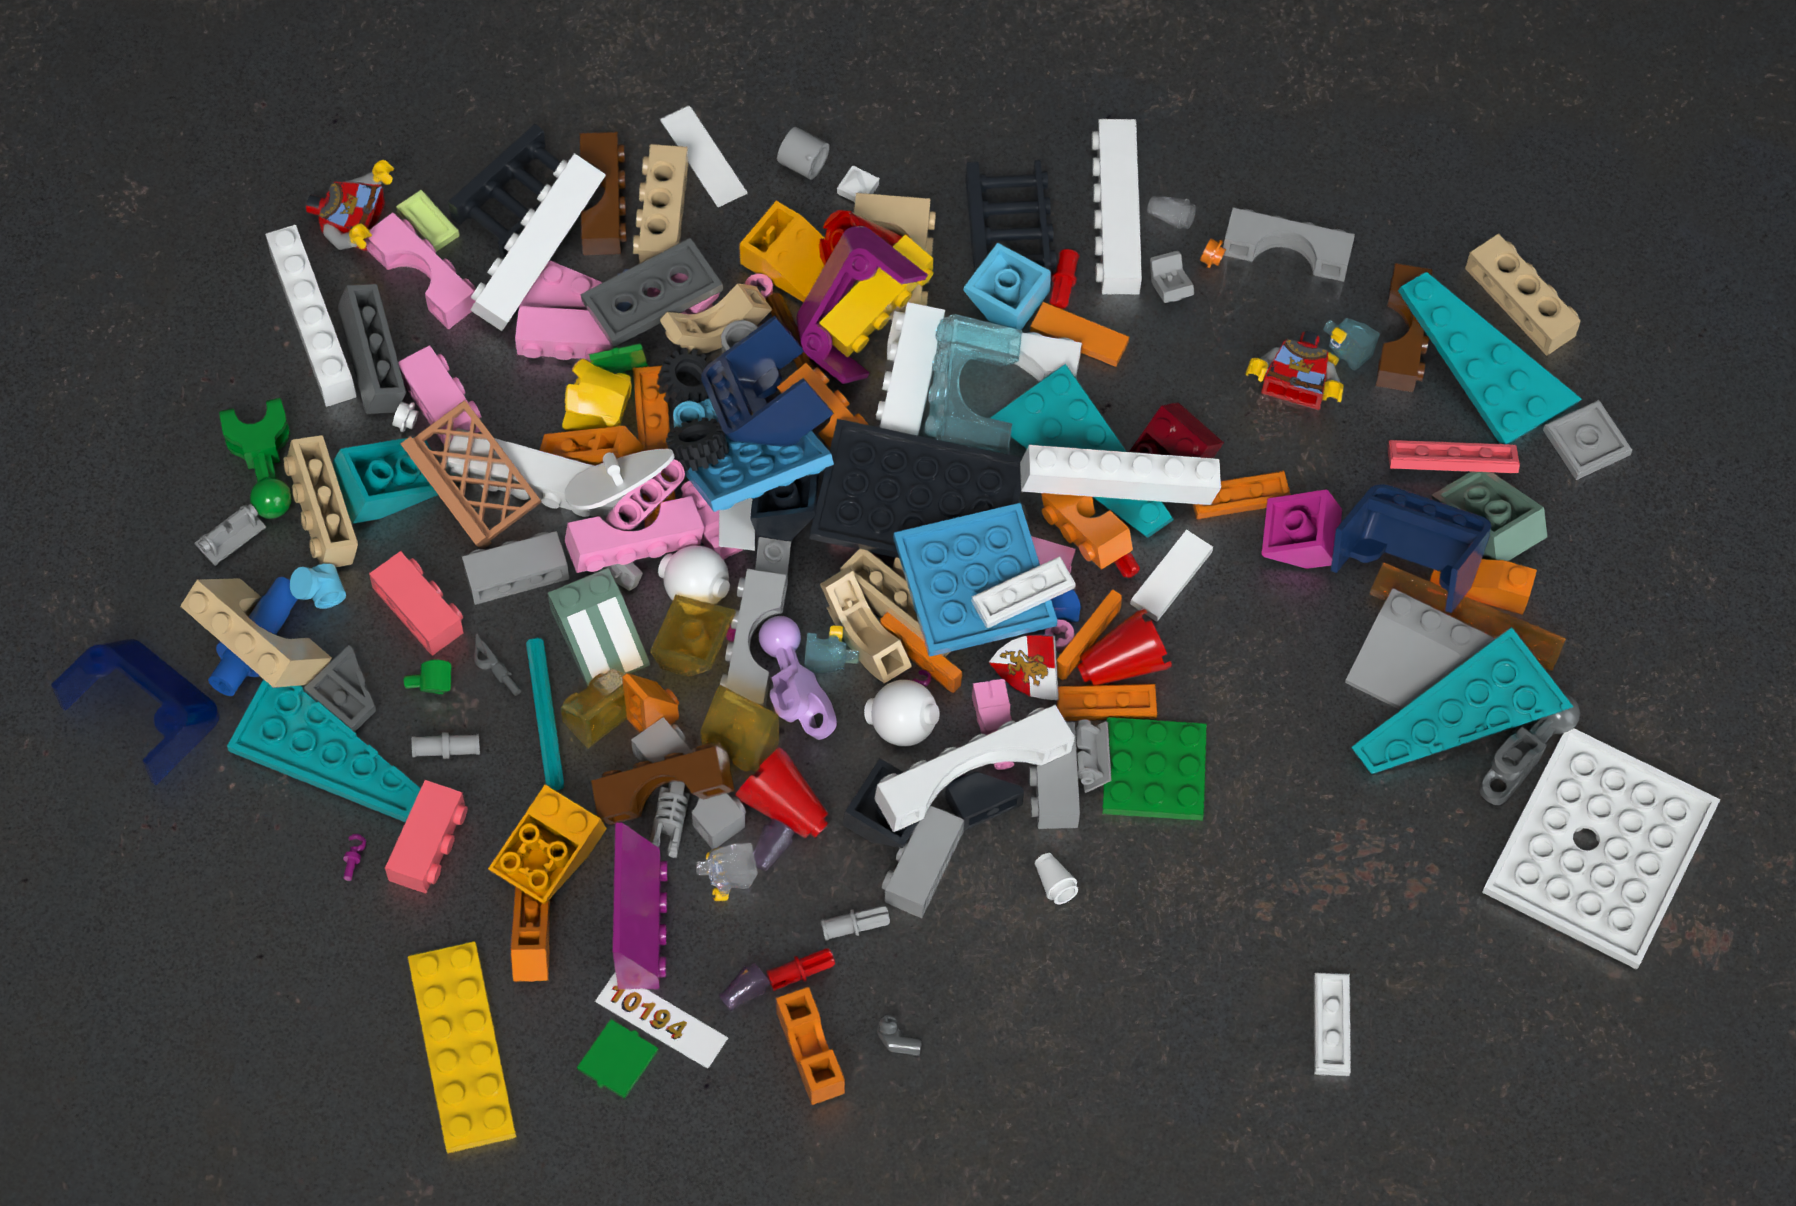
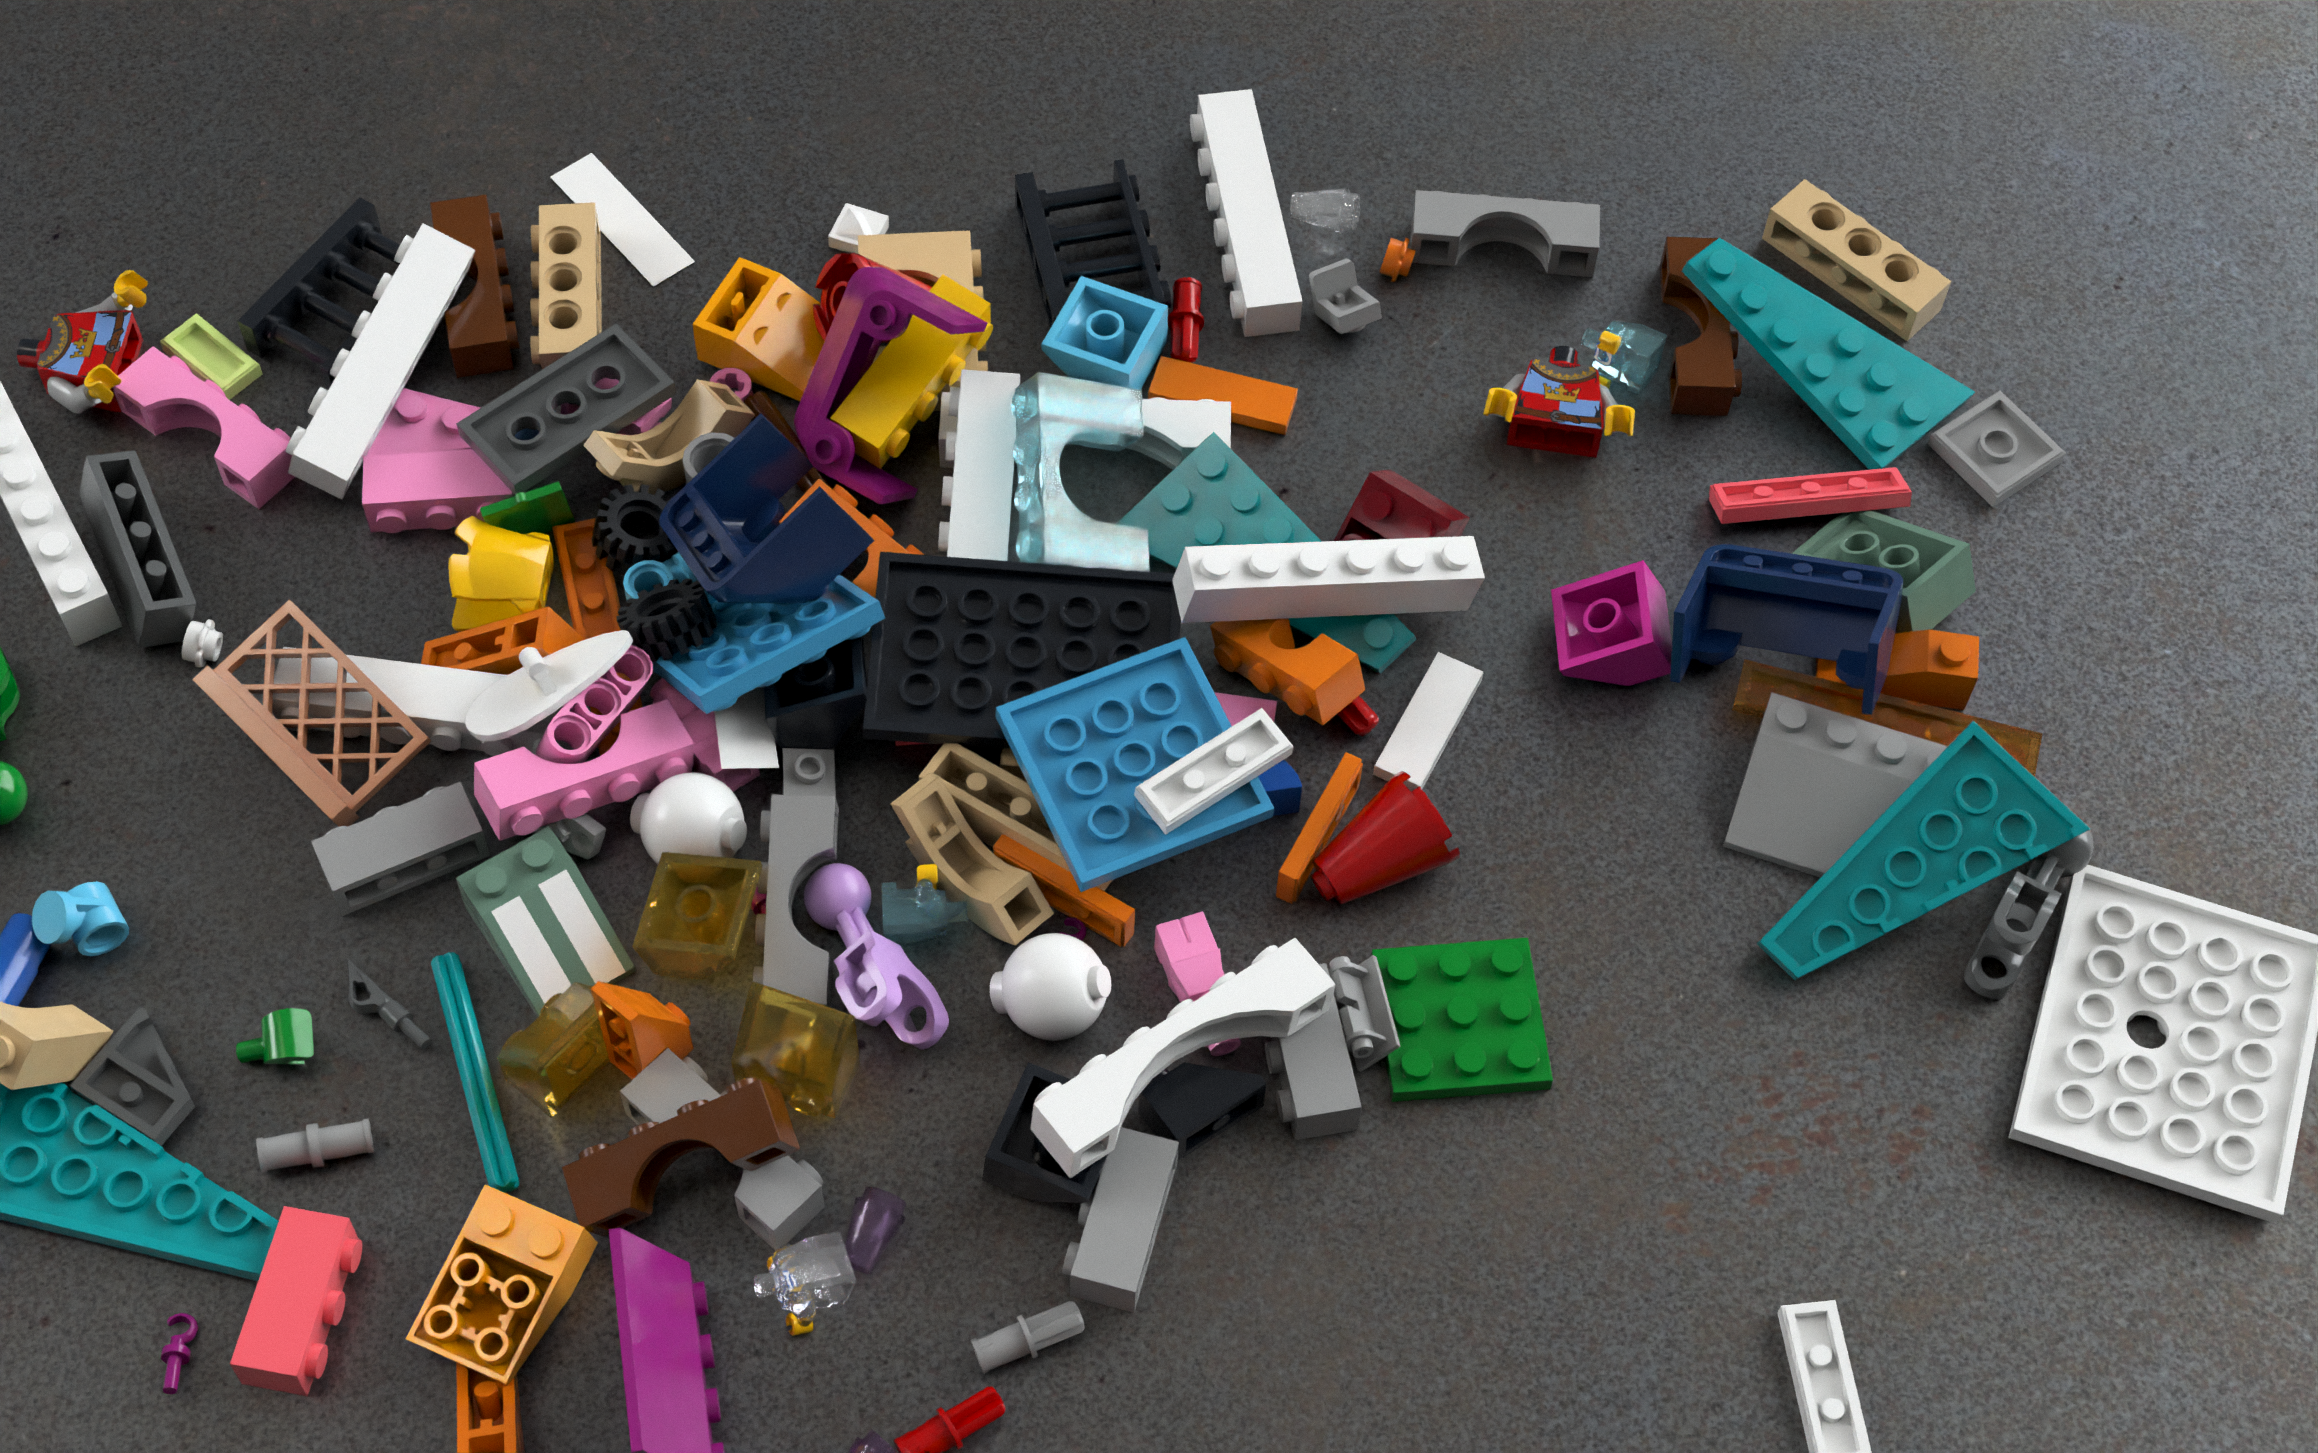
camera: 10 degrees left, 5 degrees down
(321, 501) = (74, 788): tan brick -> none
(379, 480) = (165, 744): teal slope -> none
(417, 602) = (246, 924): coral brick -> none
(434, 389) = (240, 593): bright pink brick -> none
(670, 816) = (699, 1206): light grey hinge -> none
(784, 795) = (882, 1146): red cone -> none
(803, 153) = (770, 193): light grey piece -> none
(1029, 665) = (1238, 886): shield -> none
(1056, 880) = (1342, 1219): white cone -> none
(1062, 626) = (1280, 848): bright pink bush -> none
(1106, 701) = (1368, 924): orange tile -> none
(1244, 494) = (1513, 591): orange tile -> none

